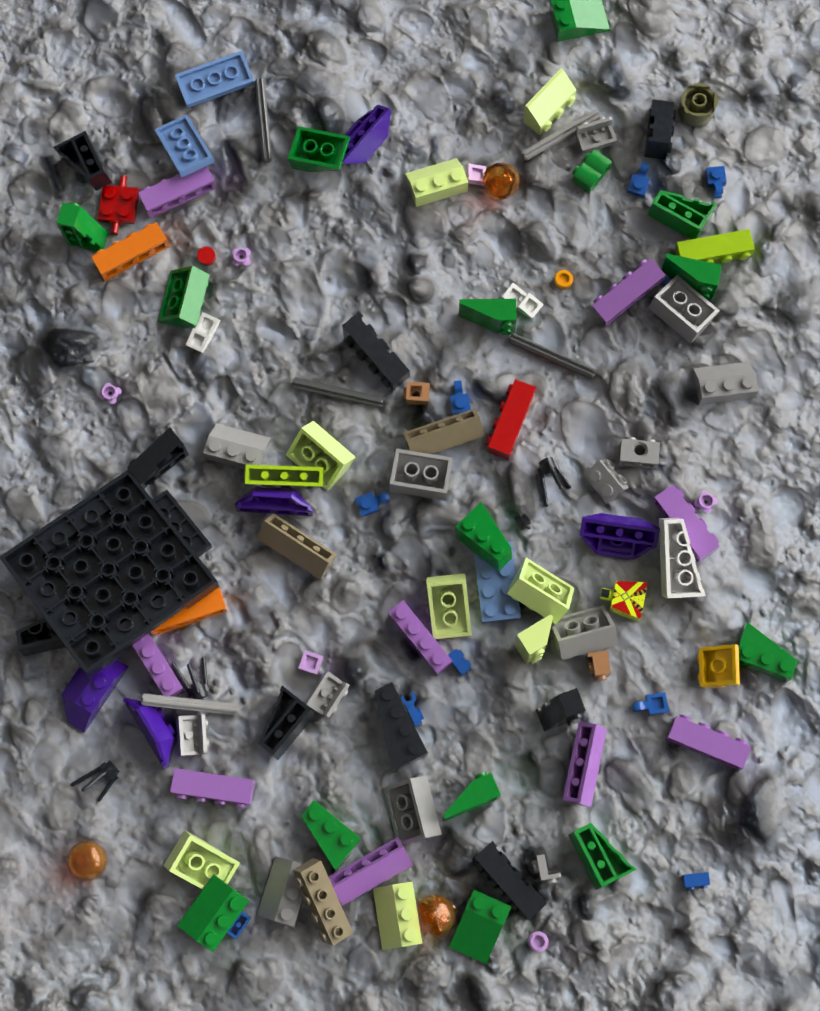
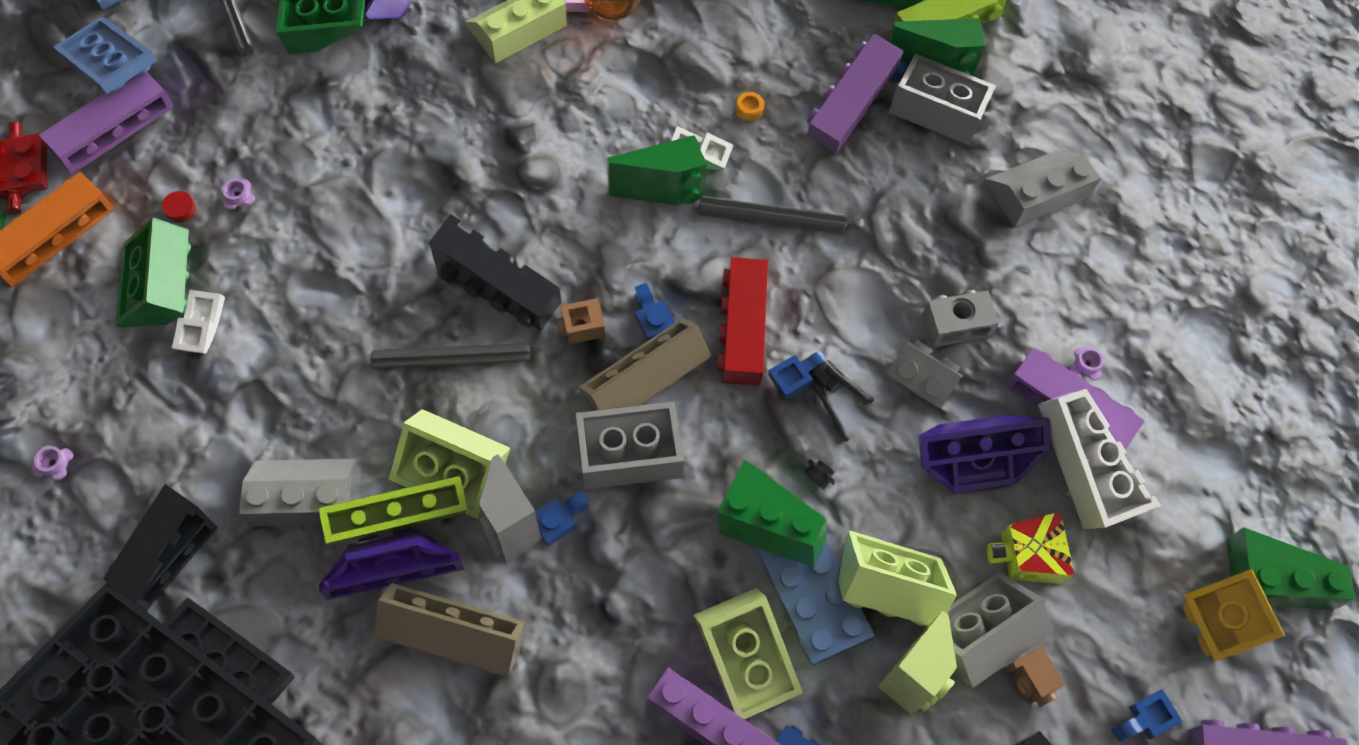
camera: 25 degrees left, 10 degrees down
(341, 495) = (507, 514): none -> light grey slope
(528, 460) = (794, 376): none -> blue plate

